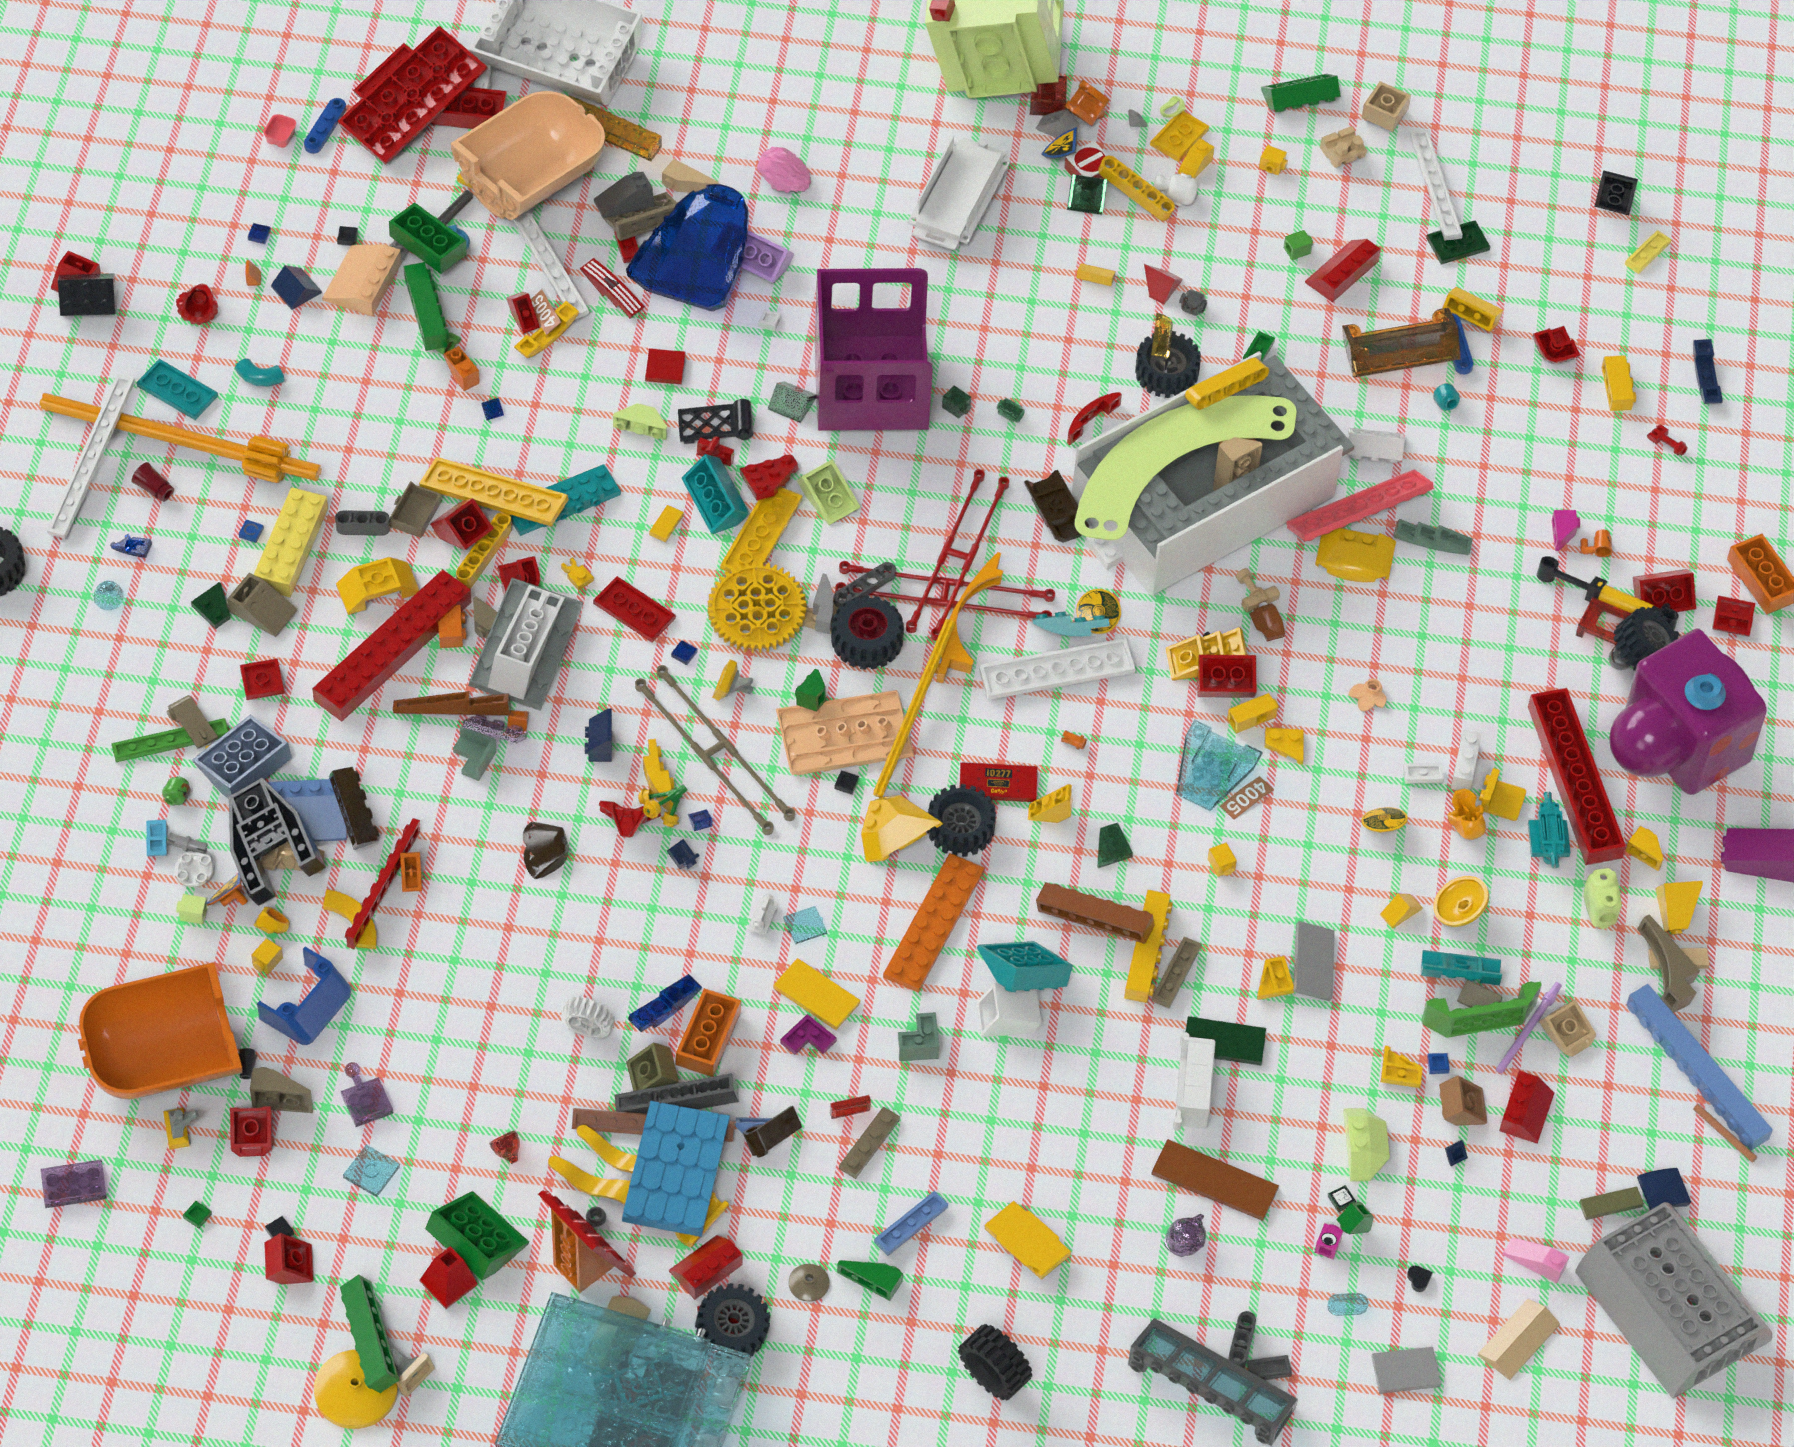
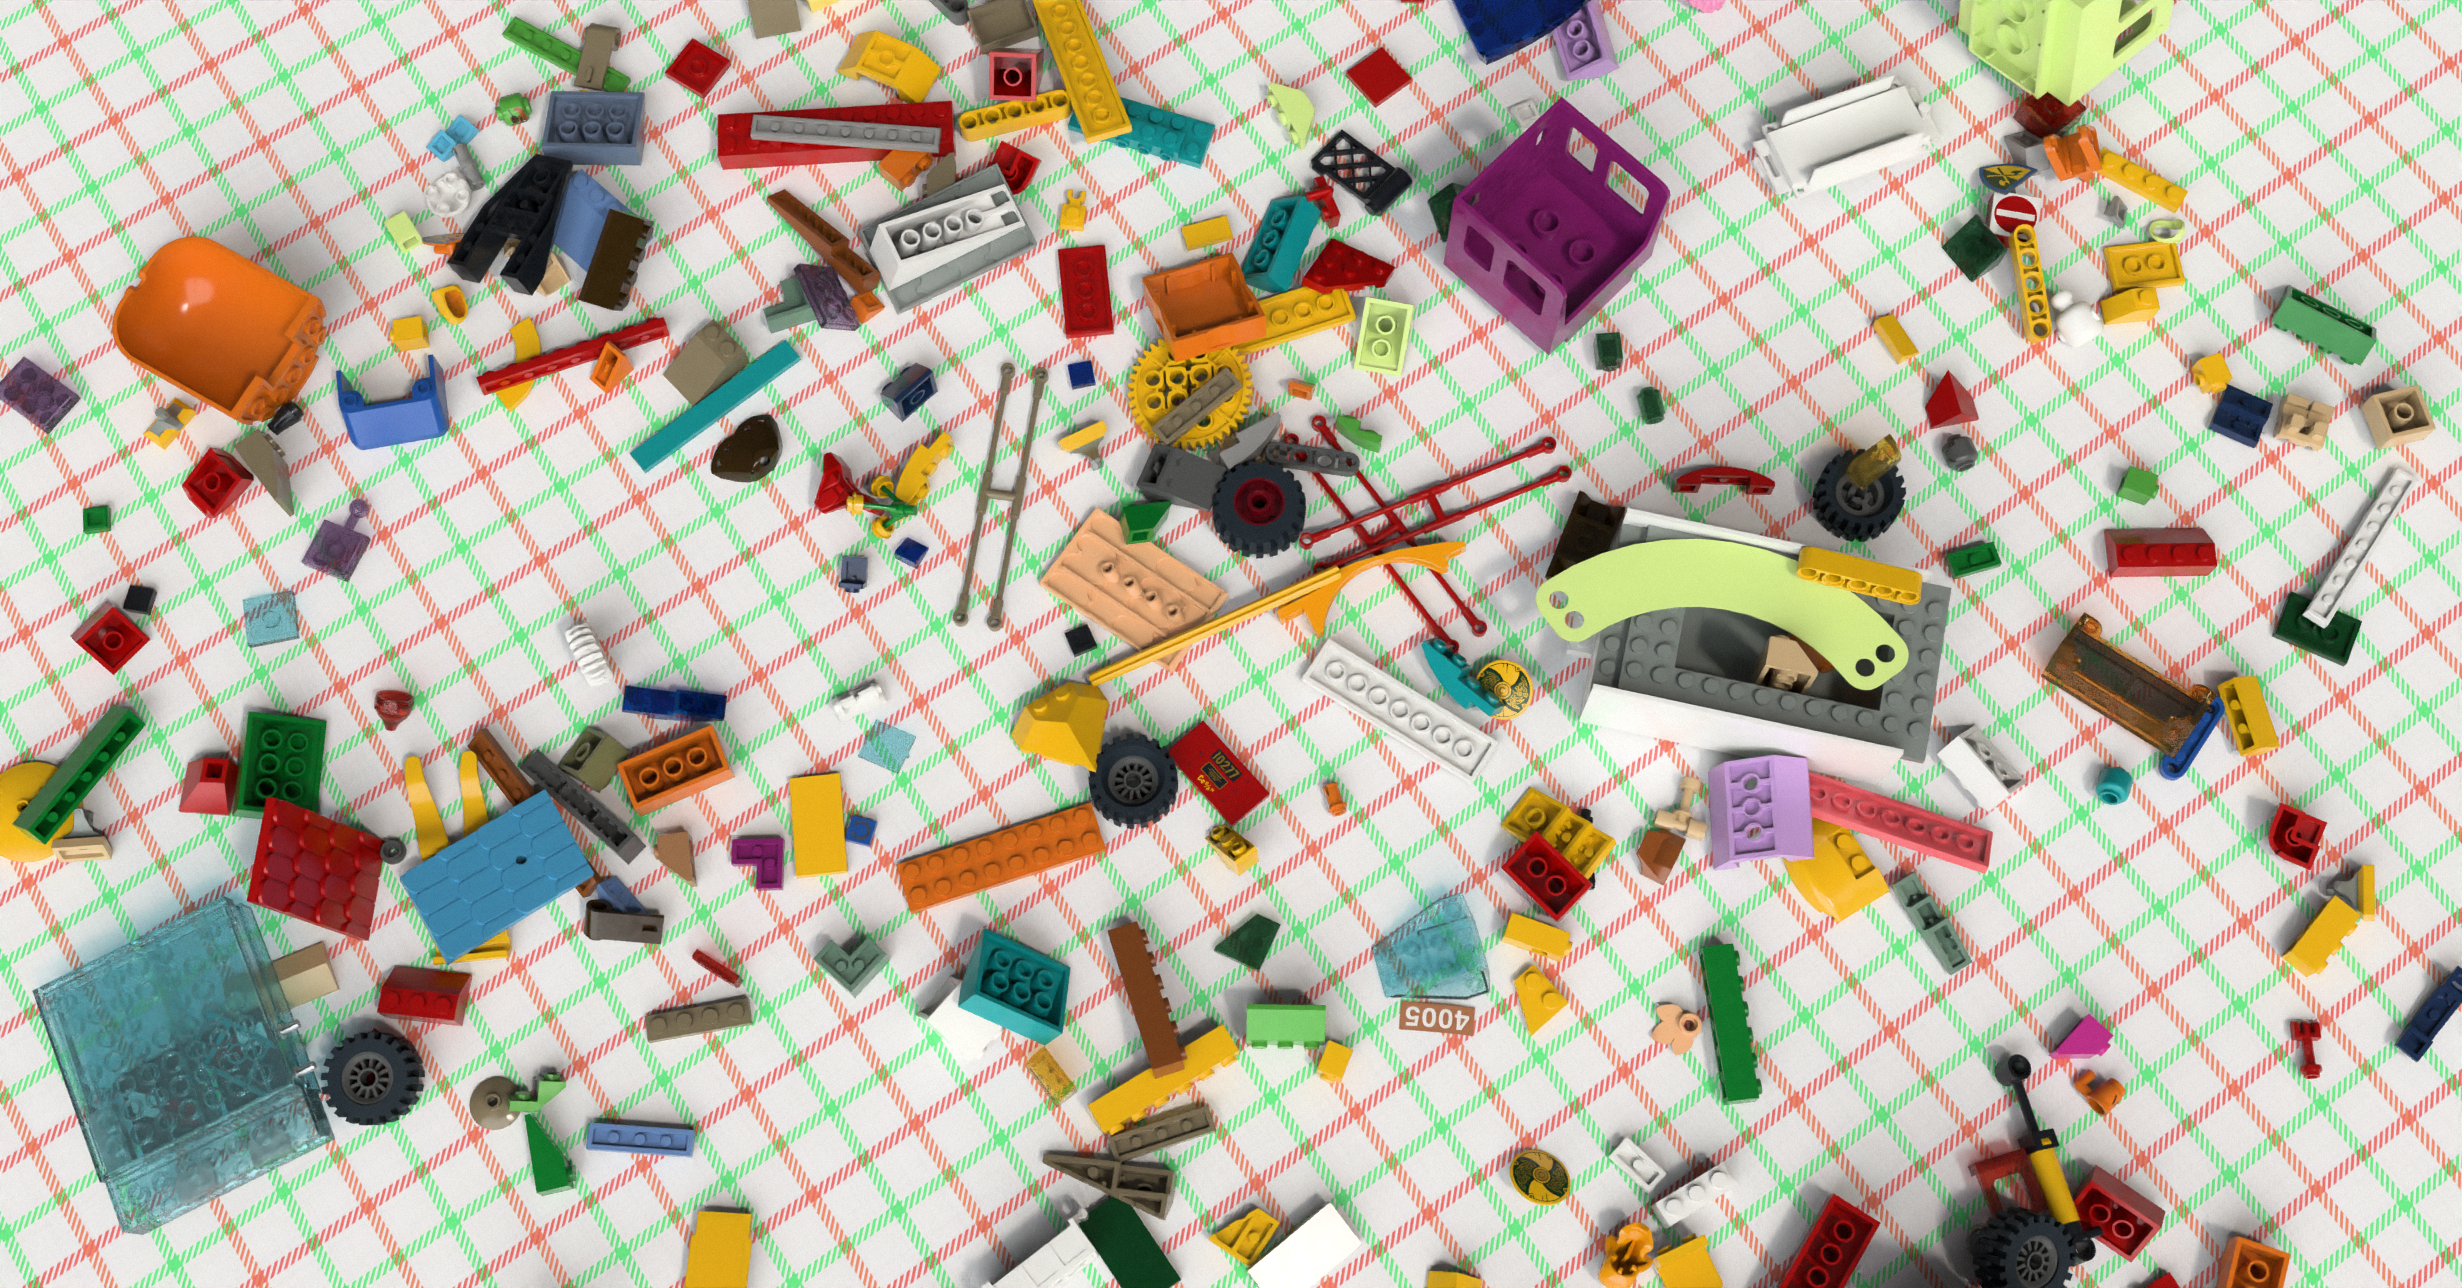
camera: 50 degrees right, 15 degrees up
(404, 633) = (846, 133): none -> light grey tile
(464, 824) = (706, 363): none -> dark tan slope
(495, 843) = (715, 406): none -> teal tile
(718, 555) = (1204, 307): none -> orange tile
(761, 1074) = (677, 855): none -> medium nougat slope
(775, 608) = (1197, 407): none -> dark tan plate
(808, 651) = (1180, 478): none -> dark grey slope
(815, 558) = (1301, 389): none -> orange slope
(830, 1248) = (546, 1088): none -> bright green slope
(843, 976) = (861, 831): none -> blue tile
(868, 554) = (1350, 429): none -> bright green slope
(1088, 996) = (1050, 1077): none -> clear yellow brick
(1134, 93) = (2141, 181): none -> yellow plate
(1178, 862) = (1285, 1026): none -> slope
(1196, 1002) = (1140, 1187): none -> dark tan wedge
(1283, 563) = (1776, 806): none -> lavender slope
(1309, 170) = (2240, 416): none -> dark blue slope
(1391, 669) = (1729, 1024): none -> green brick
(1612, 346) = (2358, 891): none -> piece

